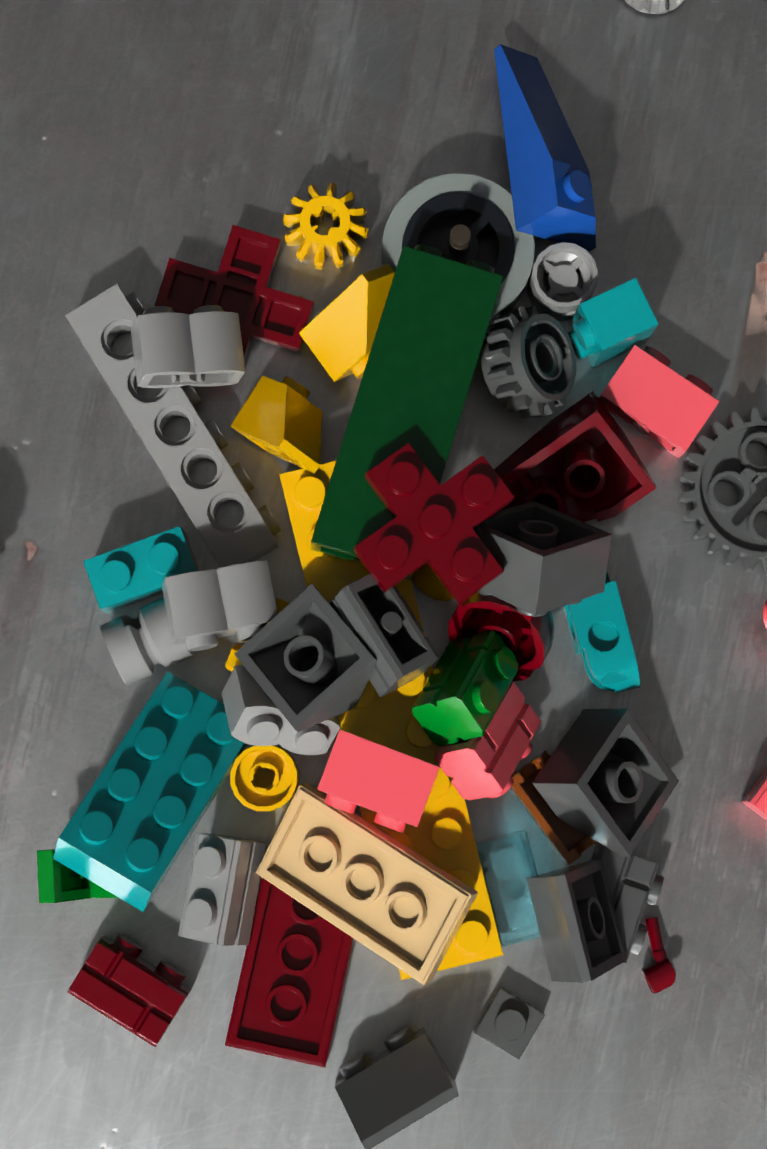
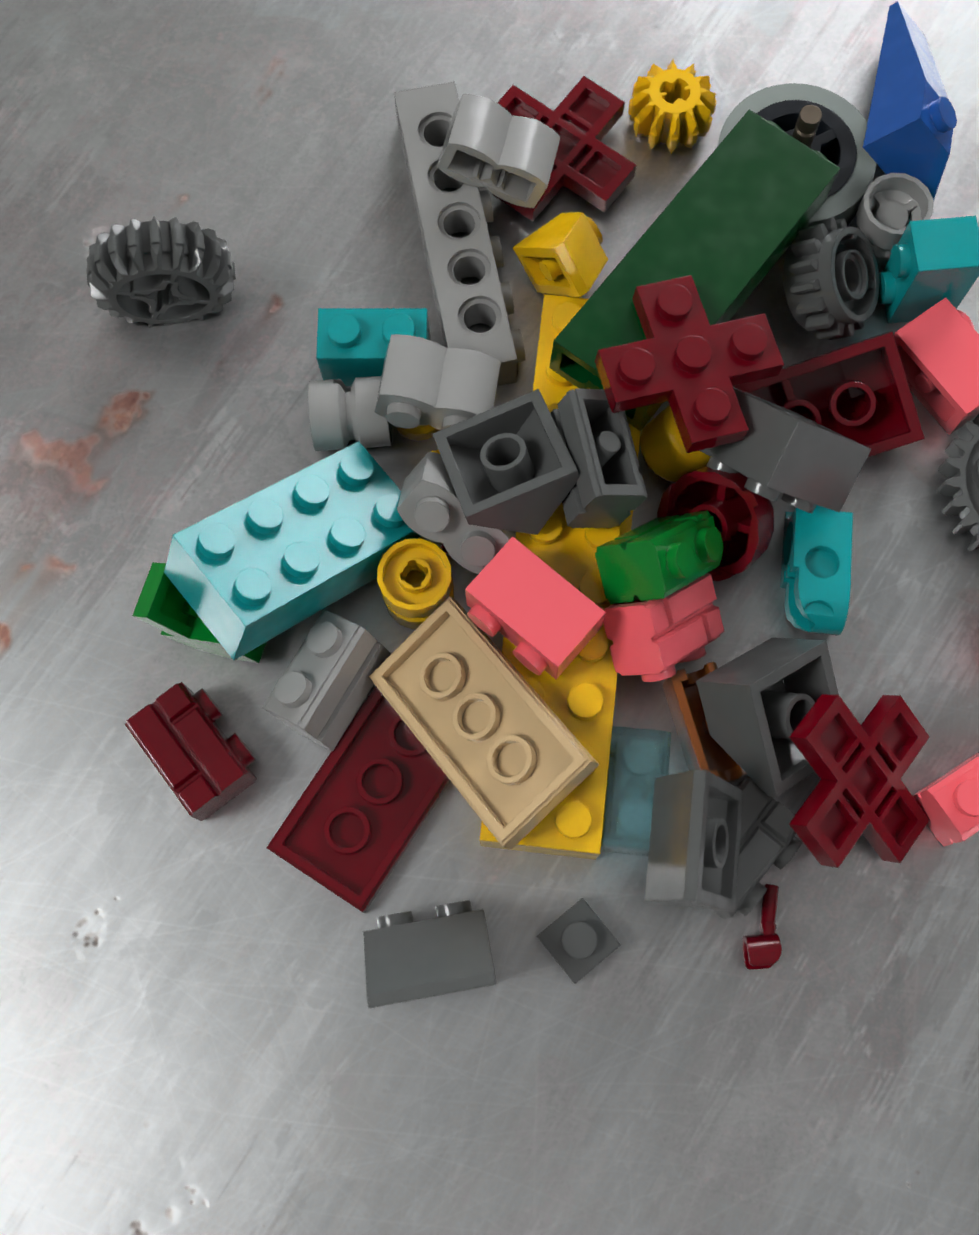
camera: 25 degrees right, 10 degrees down
(347, 326) = (656, 181): yellow slope -> none
(693, 812) = (859, 779): none -> dark red plate

